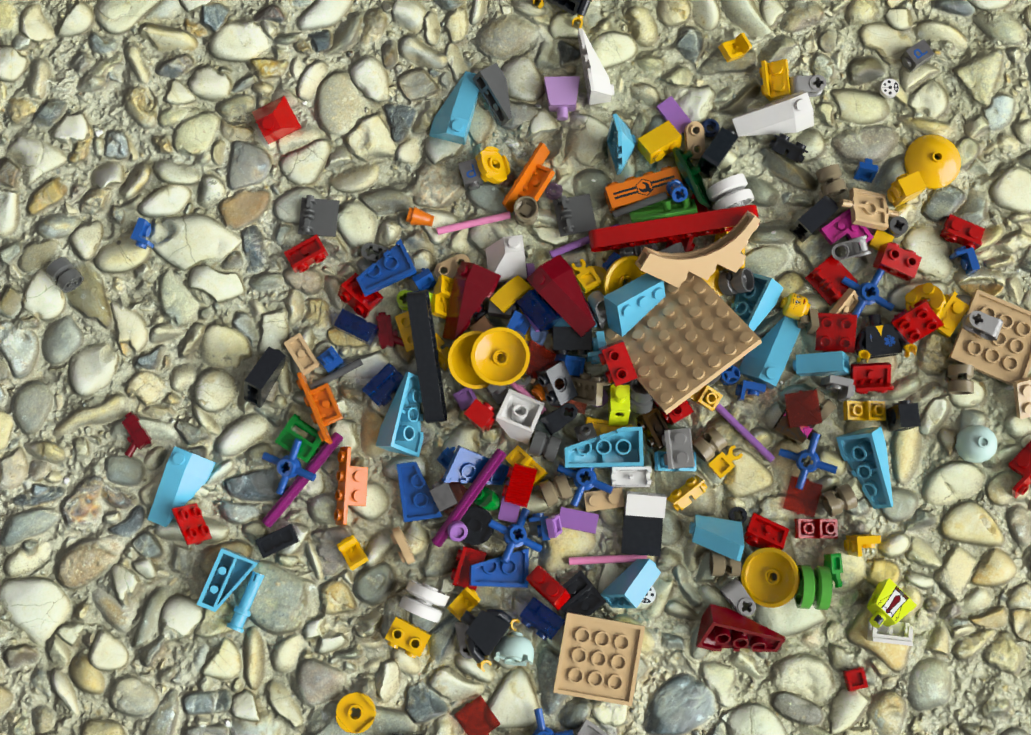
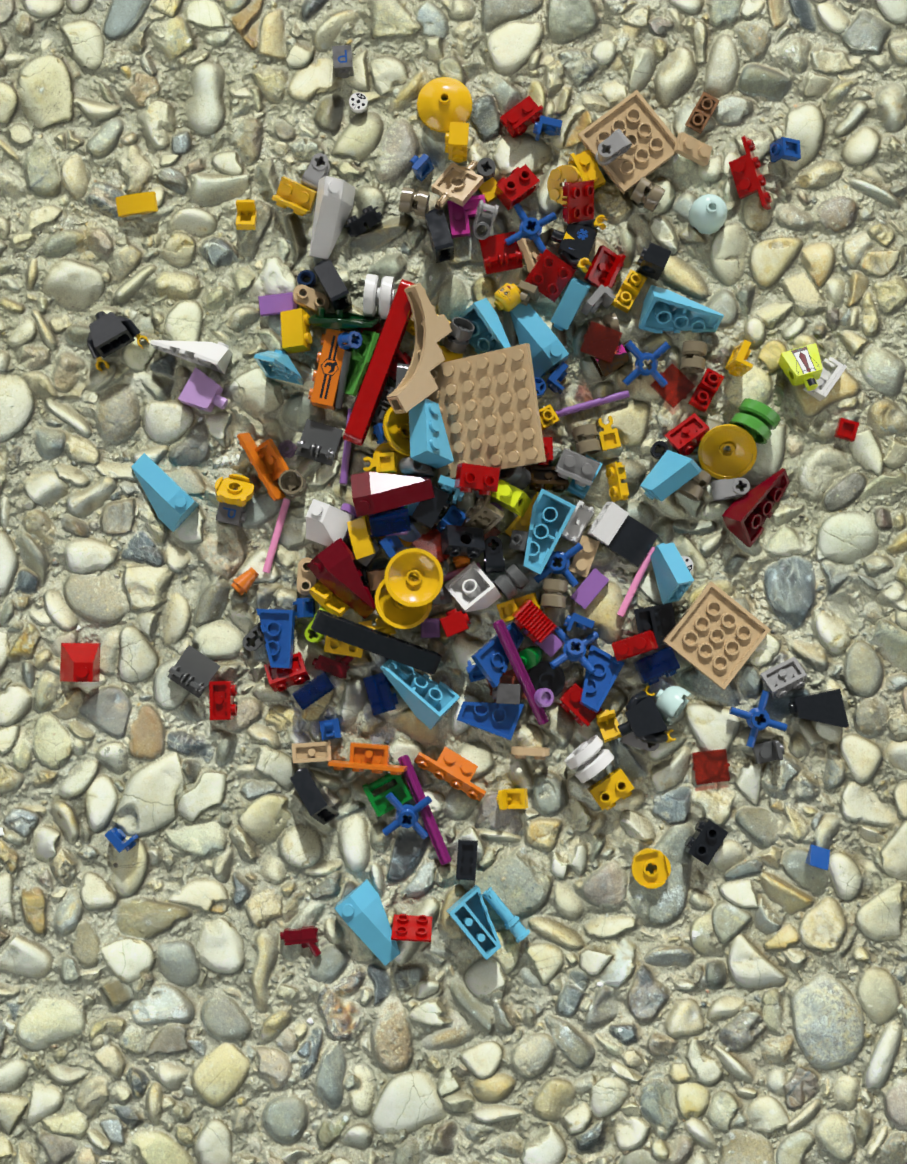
camera: 60 degrees left, 5 degrees up
(63, 272) = (116, 930): dark grey wheel -> none
(336, 374) = (346, 730): dark grey bar -> none
(494, 89) = (165, 450): dark grey slope -> none
(554, 525) = (584, 611): medium lavender tile -> none
(834, 562) = (743, 391): green plate -> none

